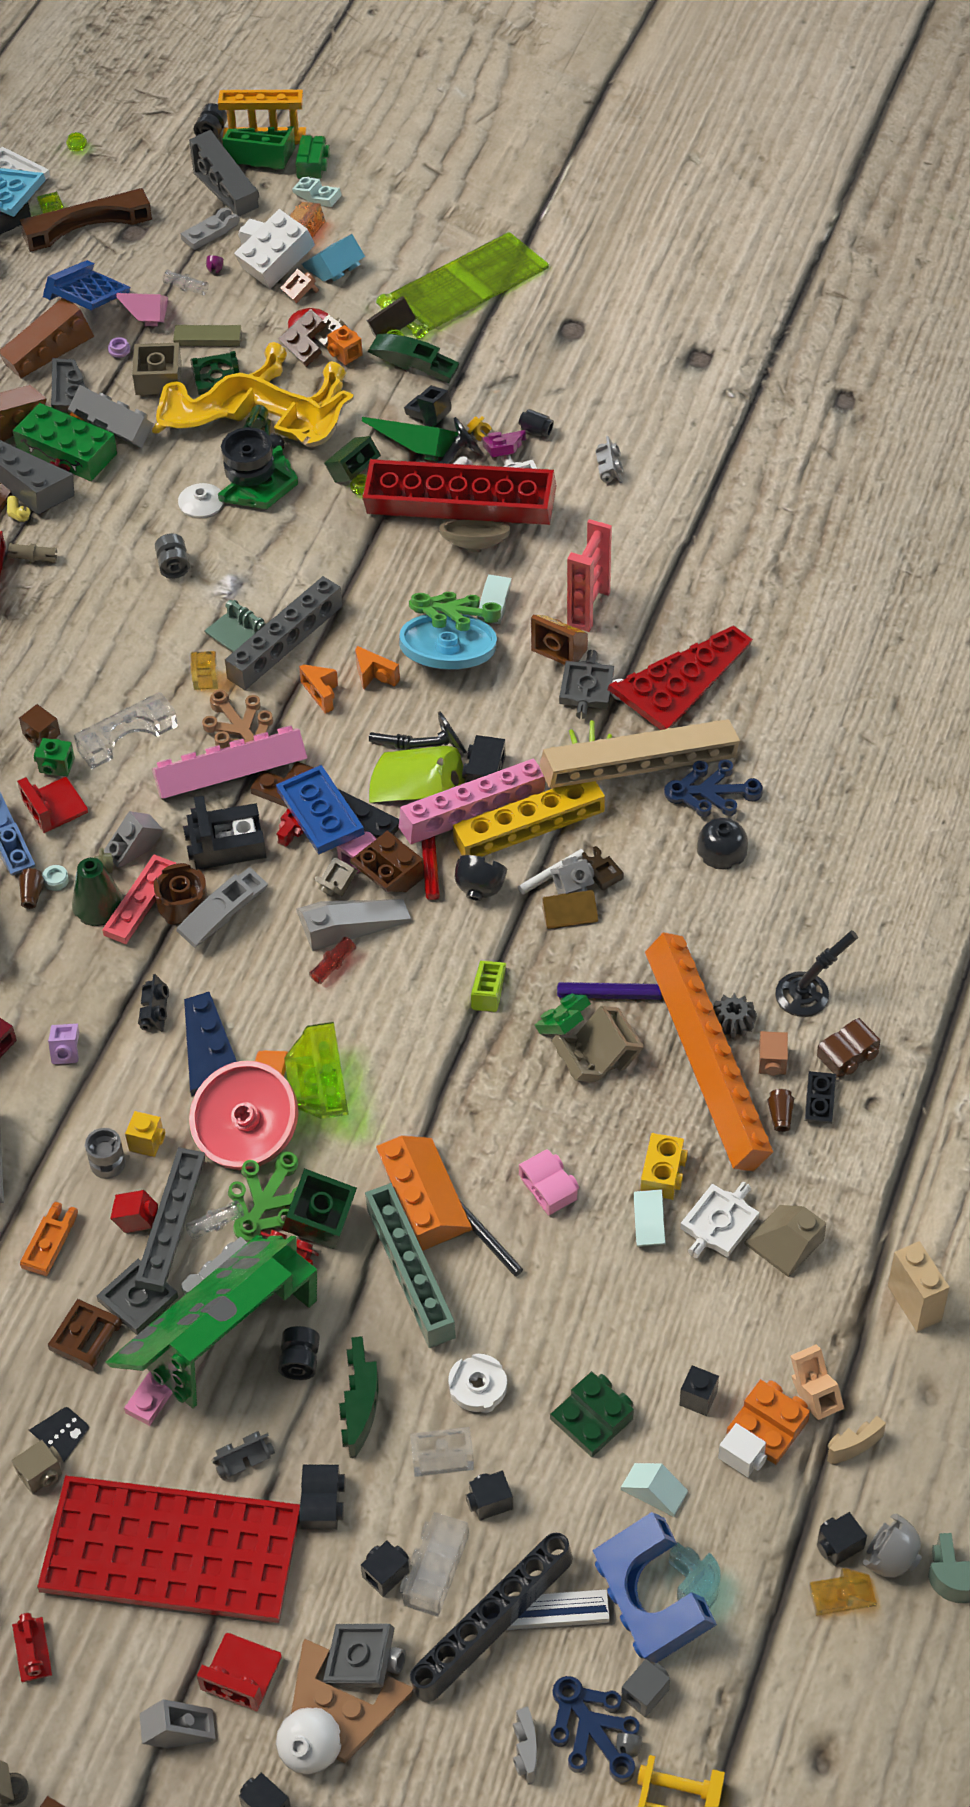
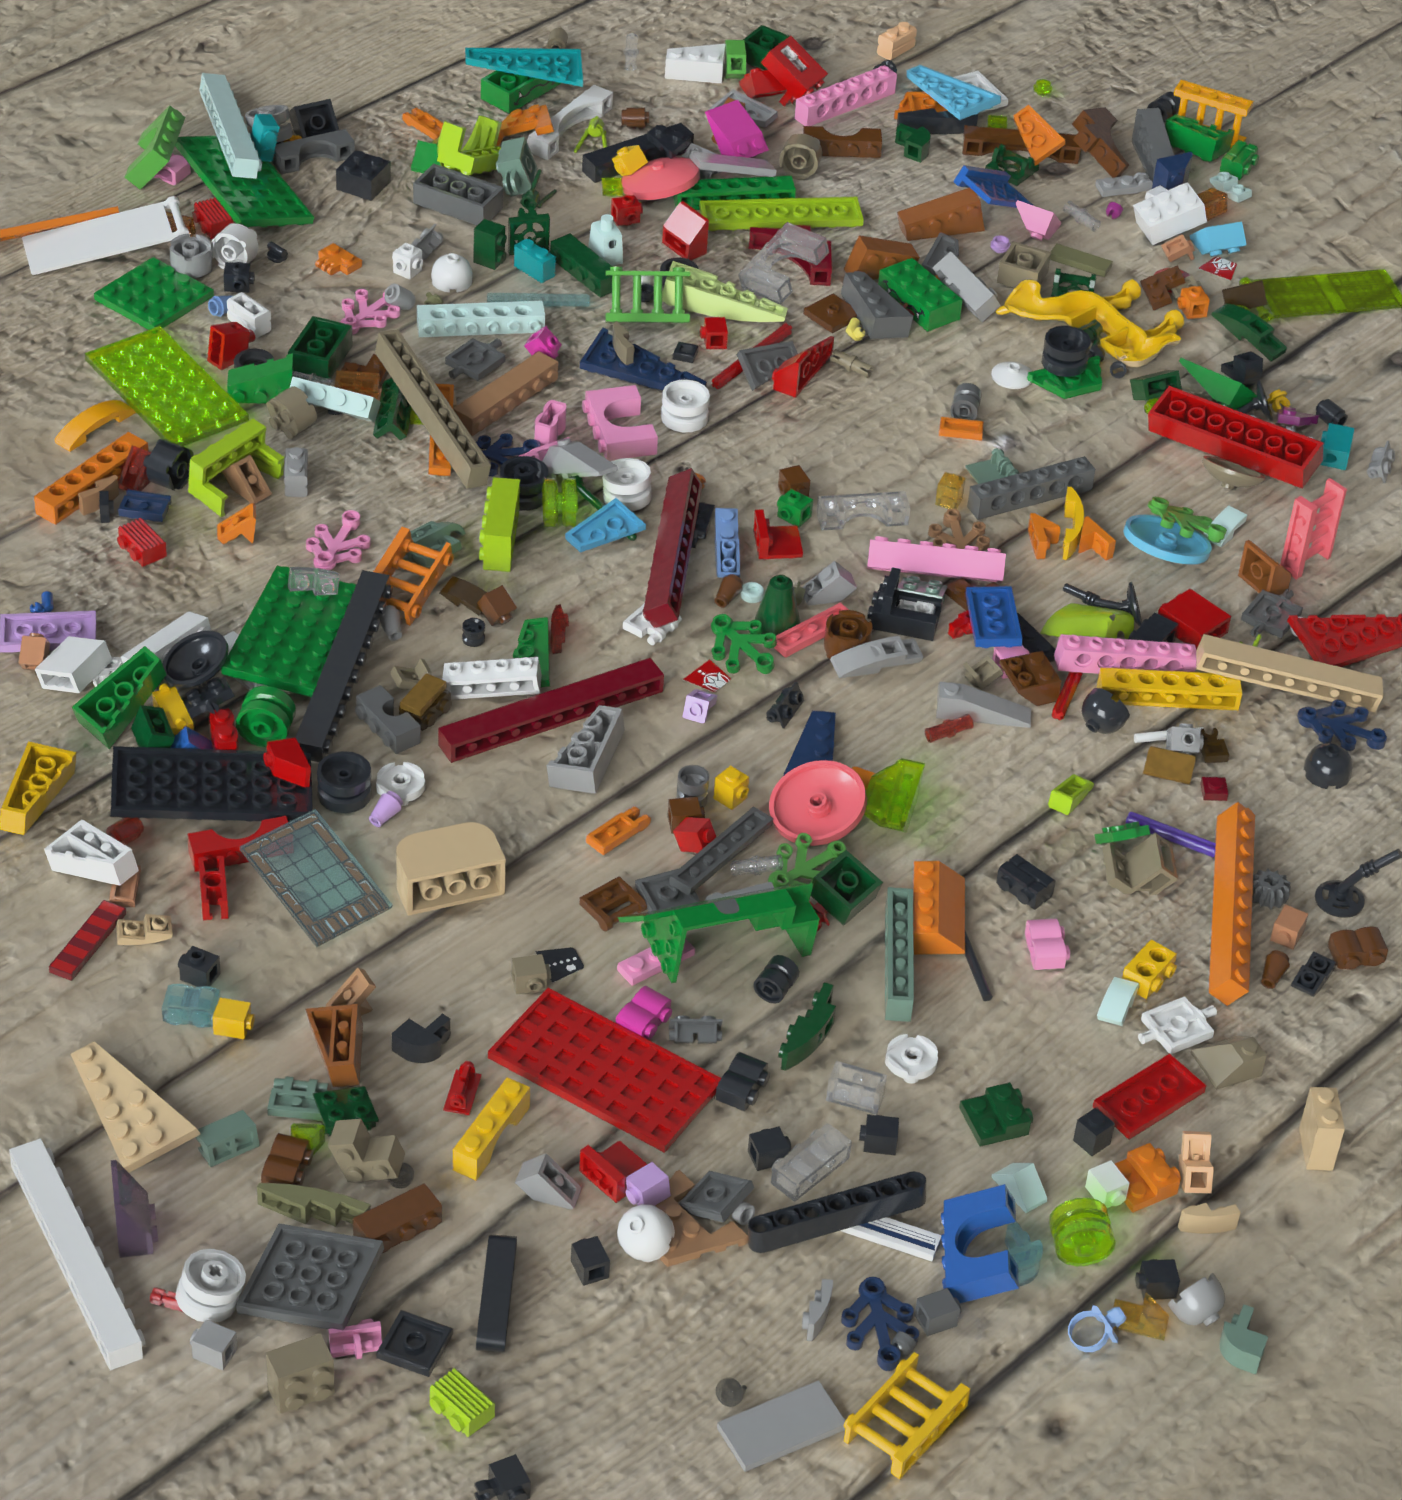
camera: 20 degrees right, 10 degrees down
(56, 1001) = (708, 677): none -> red sticker
(73, 947) = (724, 626): none -> green plant
(81, 1703) = (477, 1144): none -> yellow arch
(99, 257) = (1017, 177): none -> dark green piece
(100, 204) = (1037, 134): none -> orange wing
(107, 1185) = (681, 808): none -> reddish brown brick
(162, 188) = (1096, 138): none -> reddish brown arch
(179, 586) = (961, 428): none -> orange tile
(181, 1459) = (645, 1012): none -> dark pink brick
(231, 802) = (932, 588): none -> sand green hinge
(255, 200) = (1172, 170): none -> dark blue slope
(284, 1682) = (647, 1186): none -> lavender brick
(308, 458) = (1116, 365): none -> black hinge
(335, 640) = (1072, 509): none -> yellow slope
(348, 290) = (1220, 267): none -> red sticker
(494, 1115) = (1025, 882): none -> black brick
(517, 721) = (1195, 617): none -> red brick
(560, 457) = (1337, 446): none -> teal brick
(625, 917) = (1214, 788): none -> dark red plate
(731, 1319) = (1150, 1096): none -> red plate
(746, 1523) = (1082, 1231): none -> clear neon green wheel
(822, 1610) = (1114, 1318): none -> light blue piece

